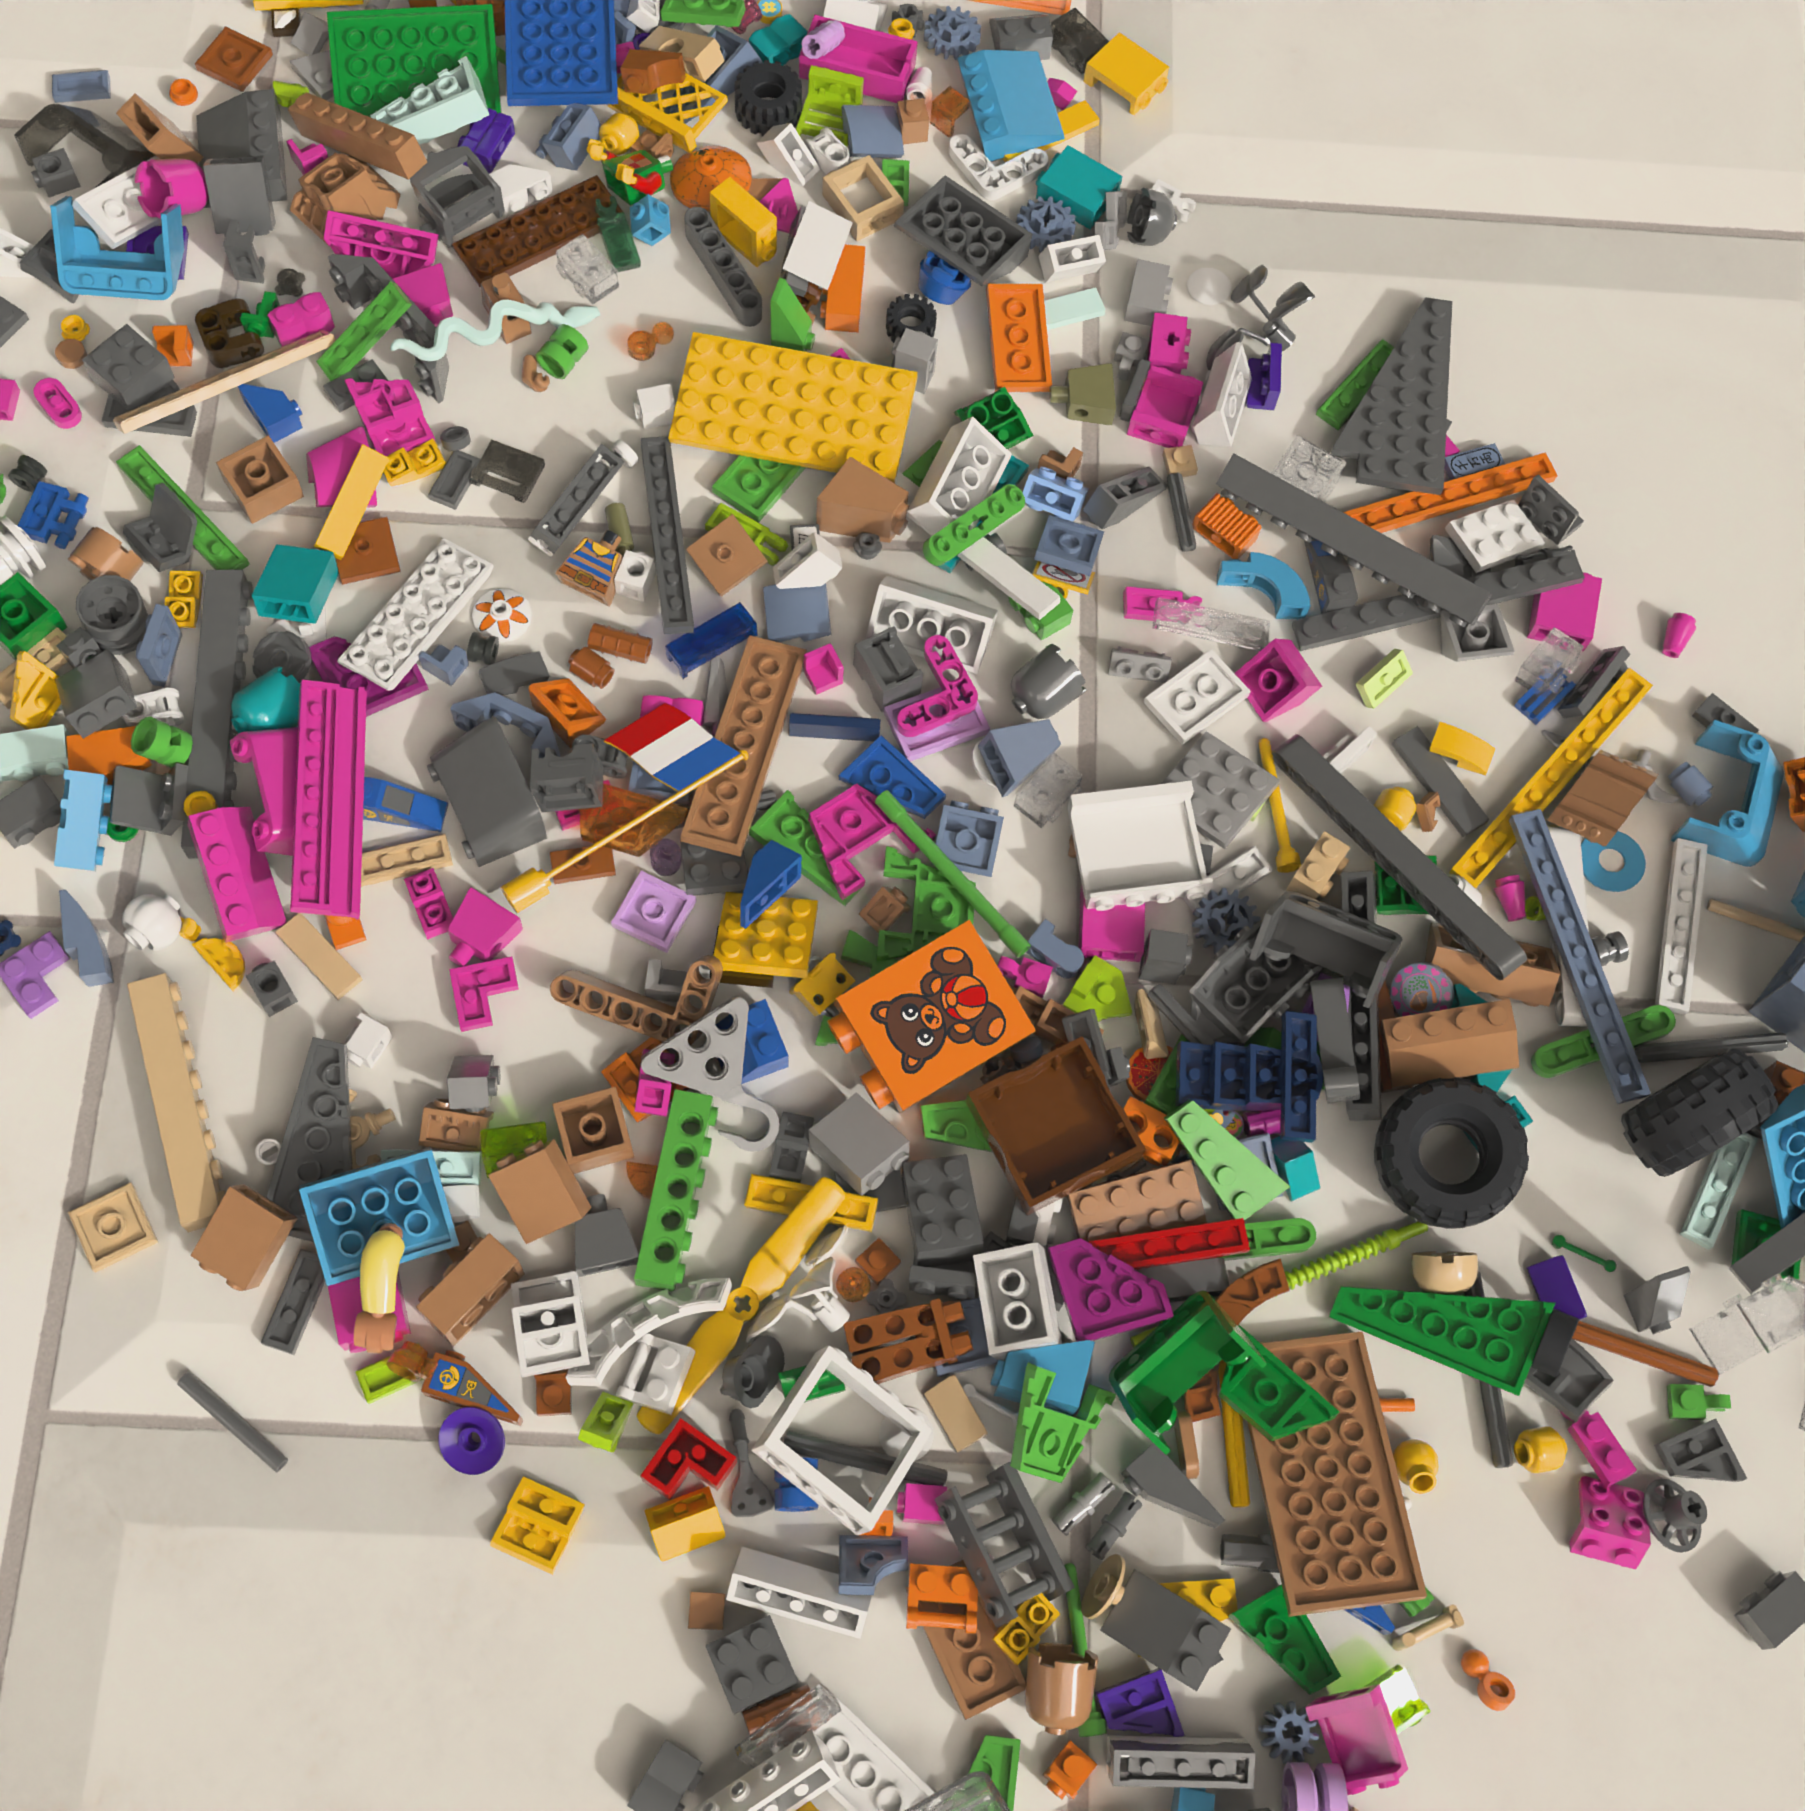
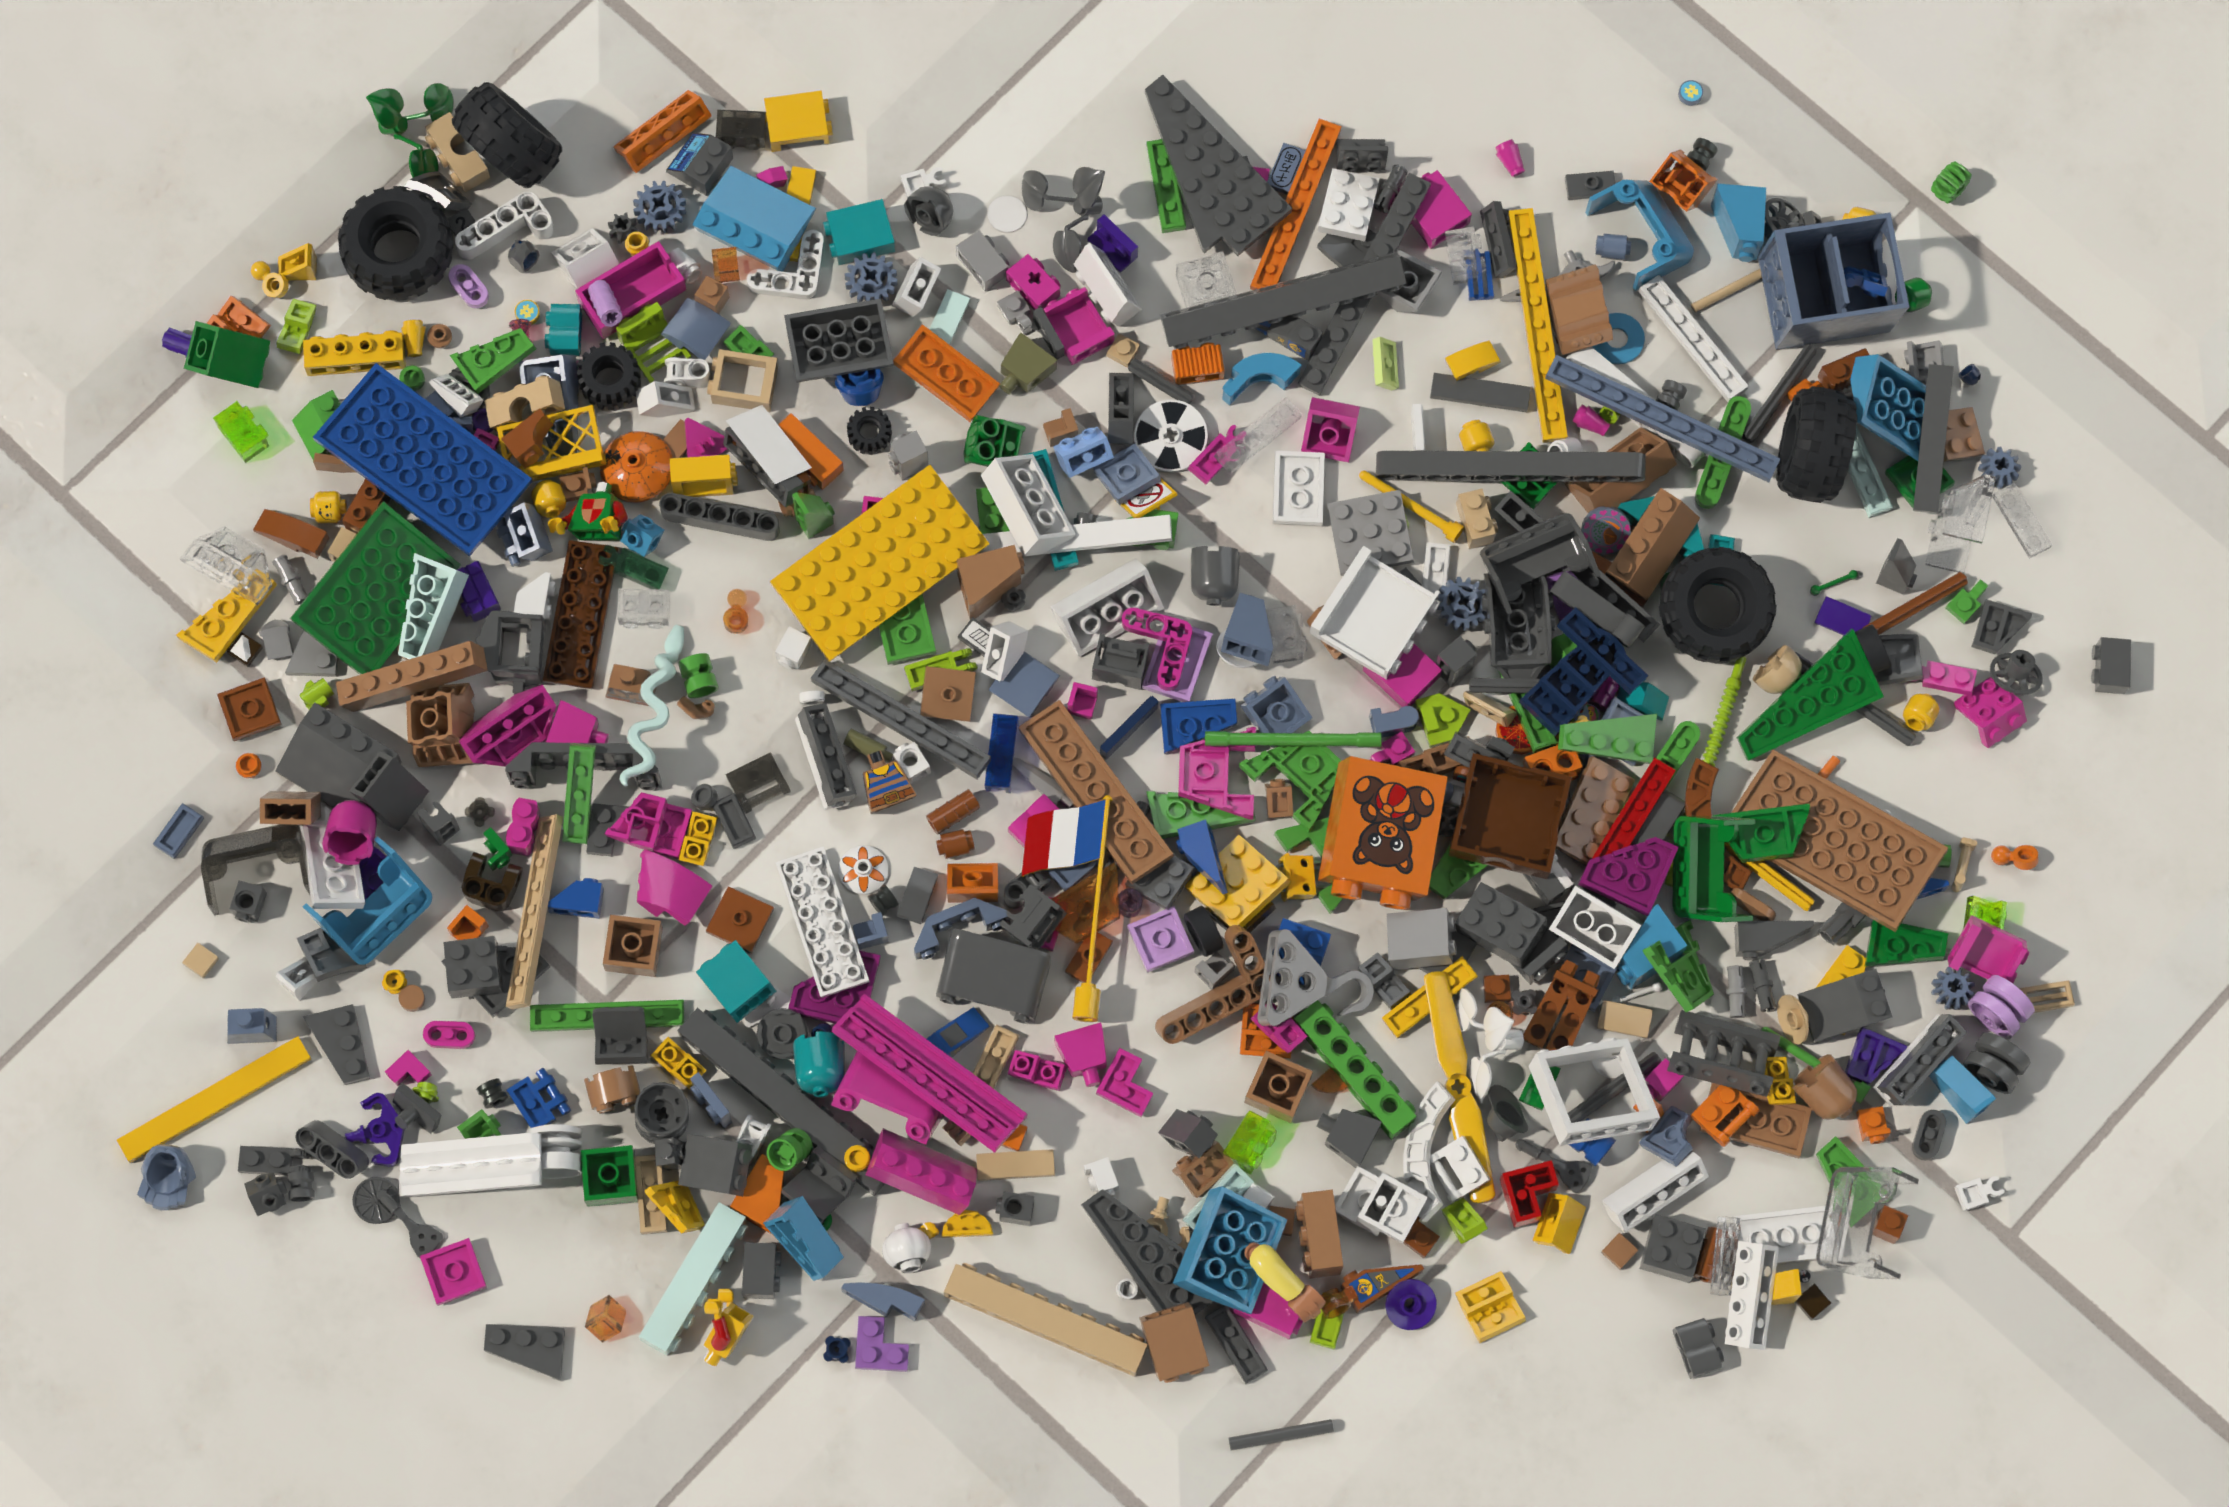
camera: 45 degrees left, 5 degrees up
(113, 1227) = (1095, 1417): tan tile -> none
(308, 157) = (384, 721): dark pink panel -> none
(351, 502) = (703, 900): yellow tile -> none
(539, 1190) = (1294, 1146): medium nougat brick -> none
(690, 938) = (1203, 931): none -> black tyre
(957, 536) = (1072, 540): bright green piece -> none
(1115, 218) = (905, 228): light grey tile -> none
(1137, 536) = (1178, 418): none -> white piece
(1139, 666) = (1253, 497): light grey hinge -> none
(1416, 1465) = (1872, 788): yellow piece -> none
(1426, 811) = (1493, 419): medium nougat tile -> none

